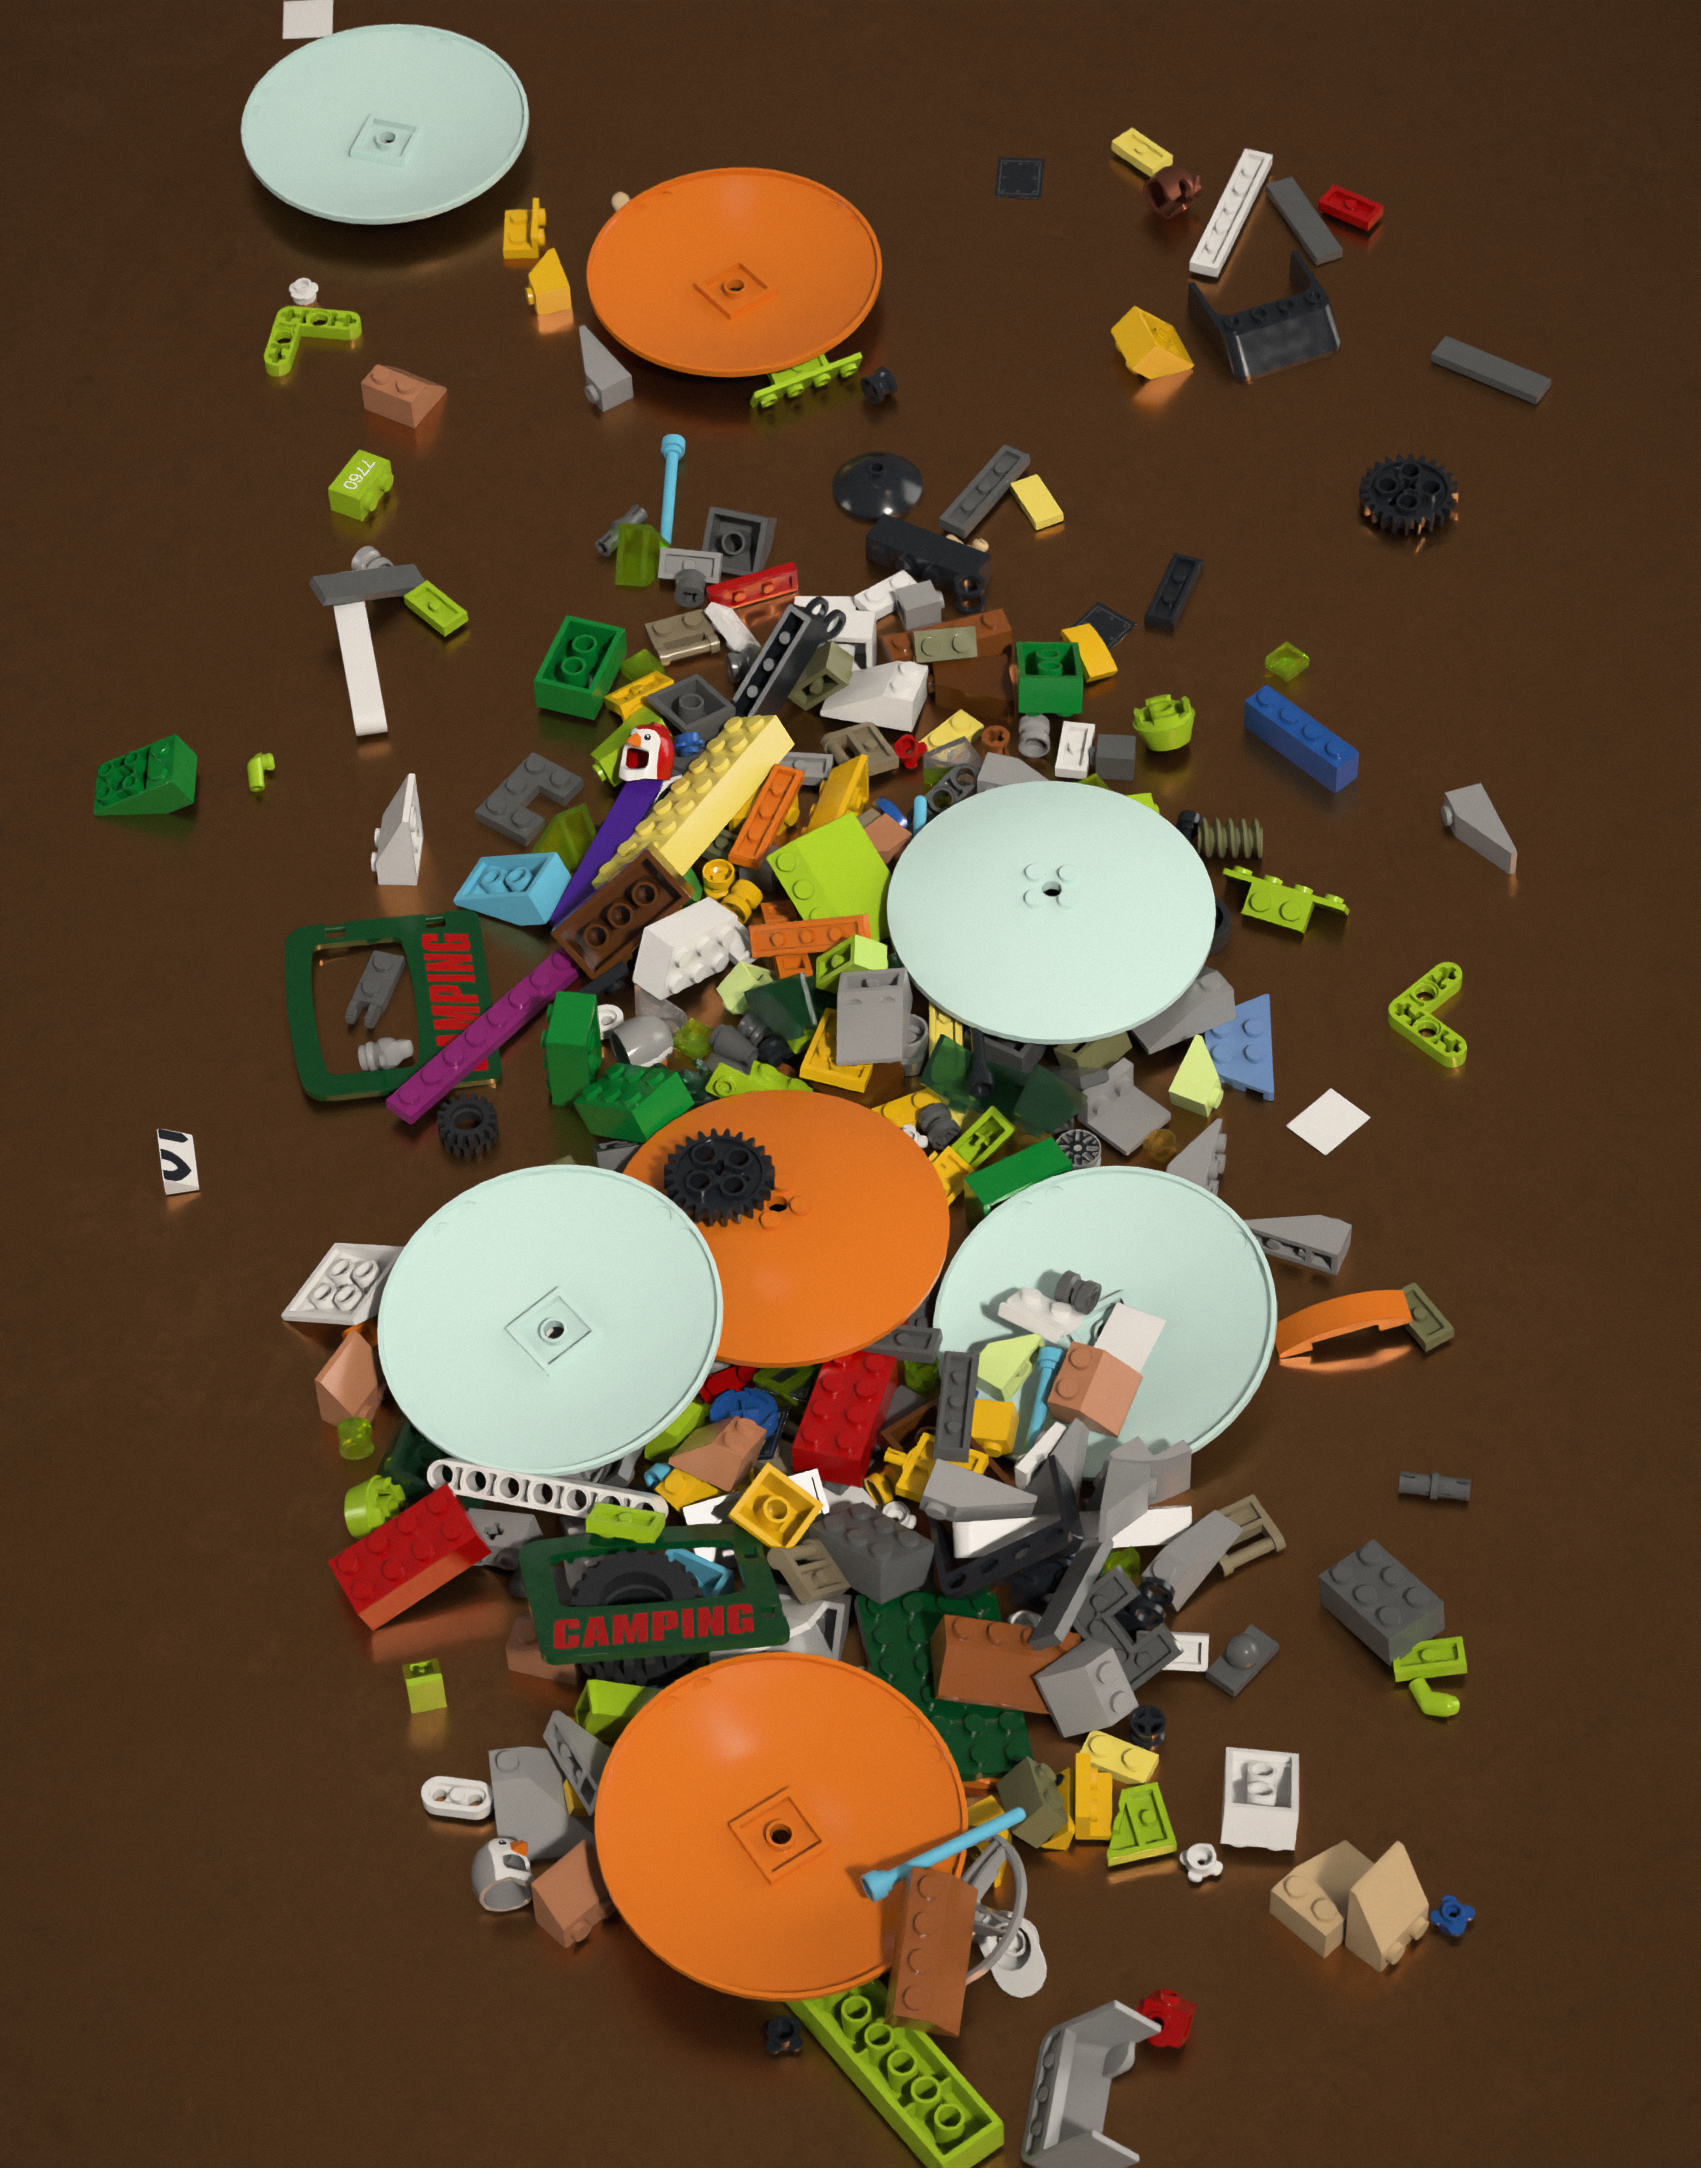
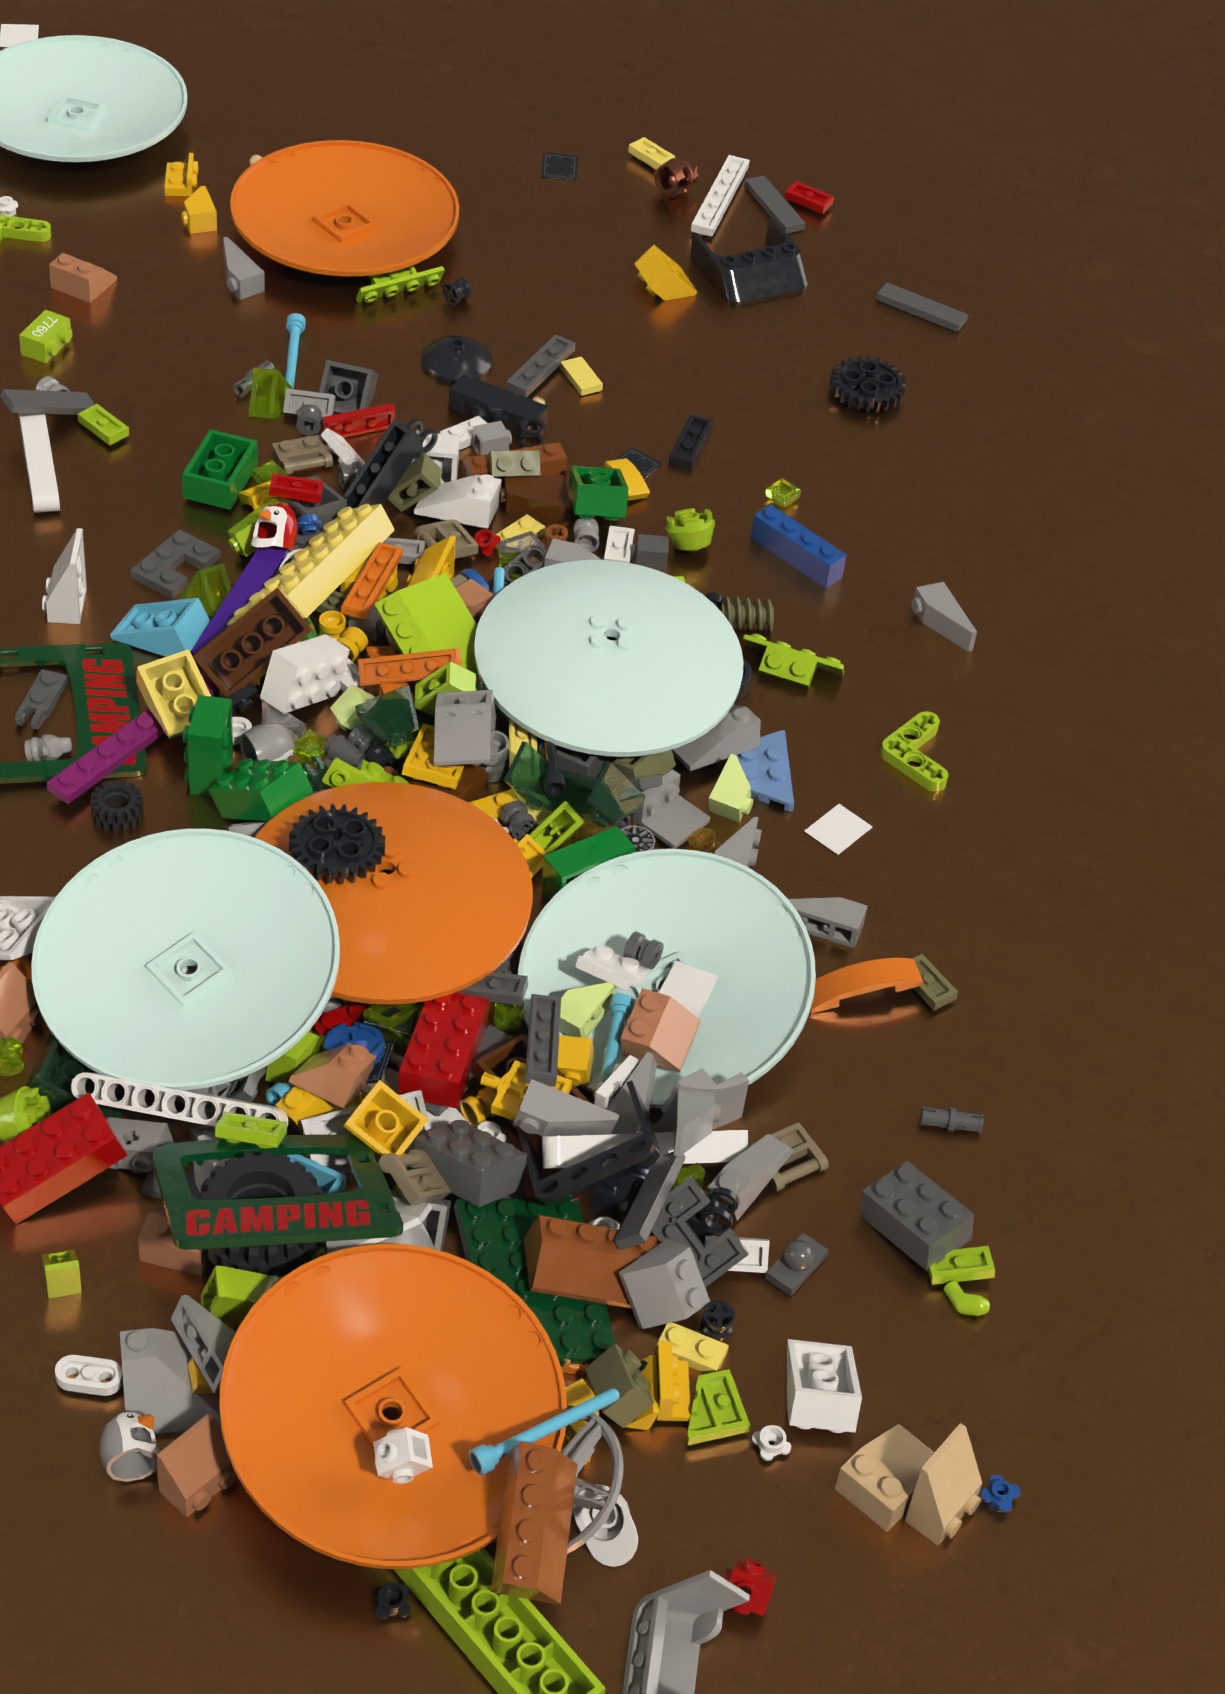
camera: 10 degrees left, 5 degrees down
(528, 977) = (171, 689): none -> light yellow slope
(672, 697) = (296, 488): none -> red plate
(789, 1882) = (402, 1455): none -> white brick

